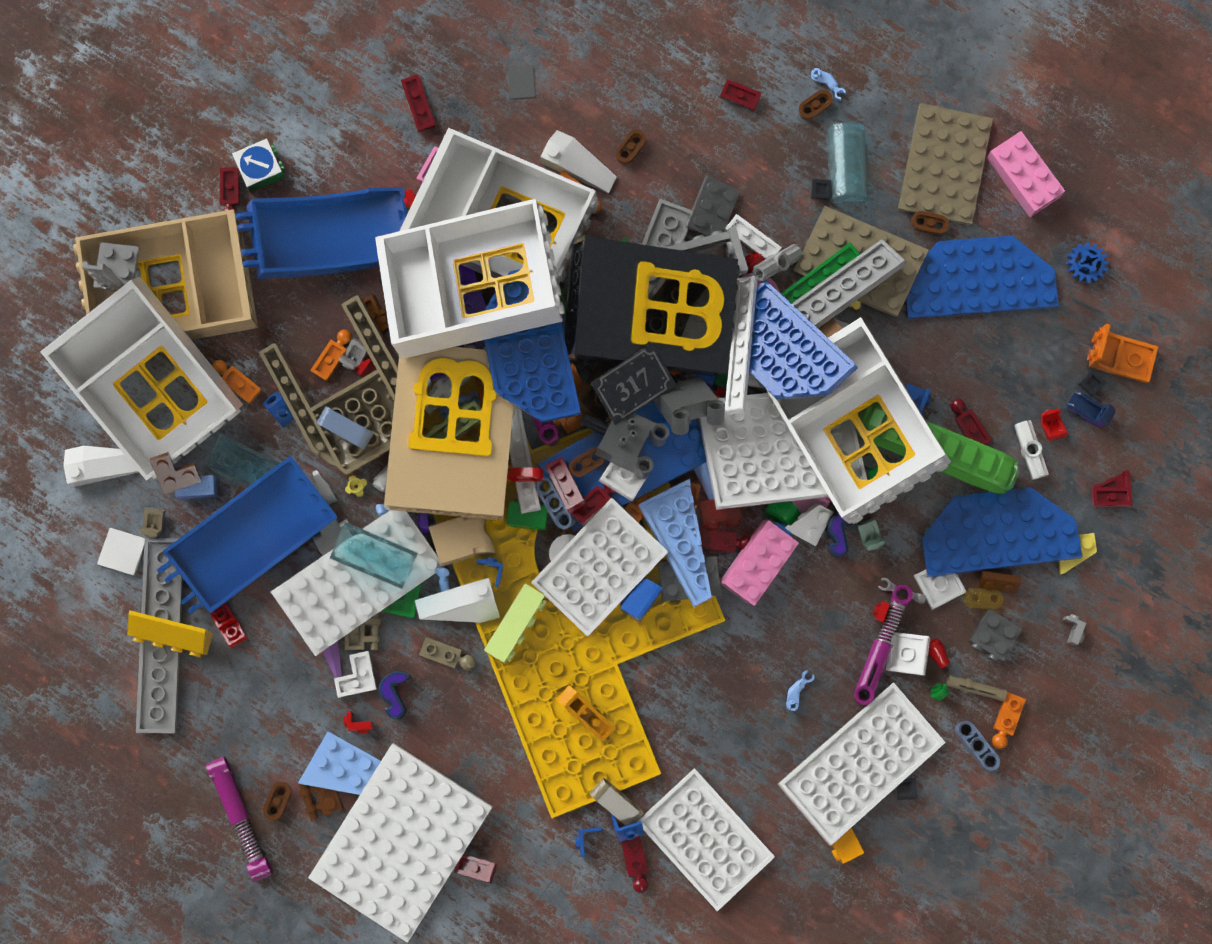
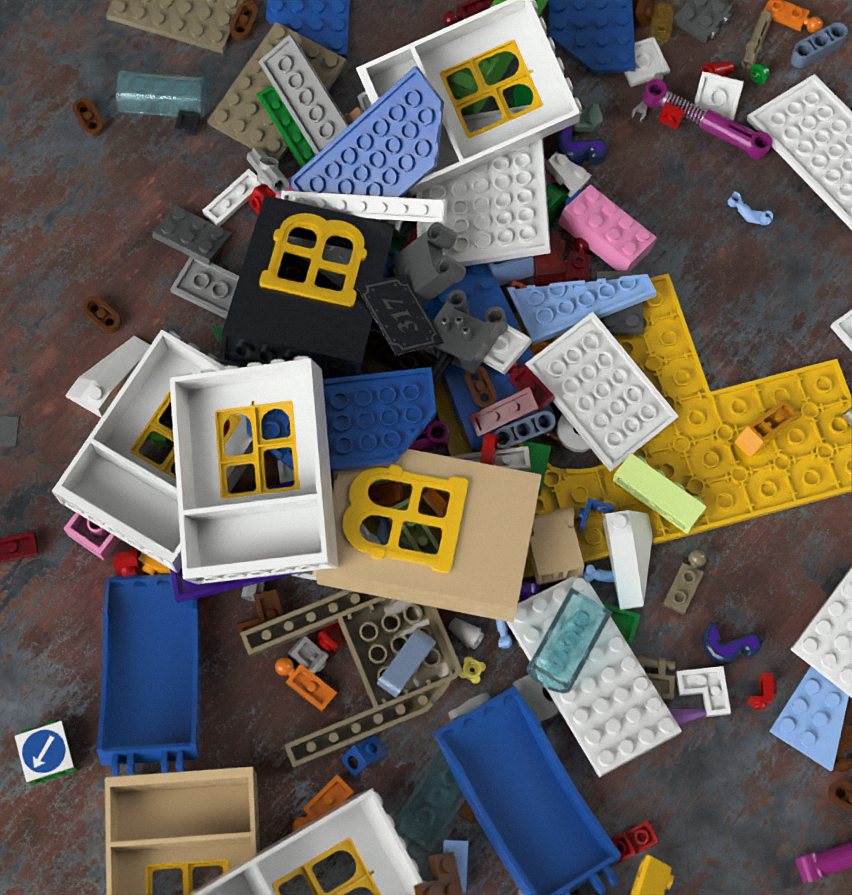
camera: 85 degrees left, 10 degrees down
(229, 188) = (71, 794): dark red plate -> none
(640, 599) = (645, 348): blue slope -> none
(716, 238) = (243, 215): light grey bracket -> none
(740, 95) = (61, 192): dark red plate -> none
(826, 78) = (58, 104): light blue arm -> none

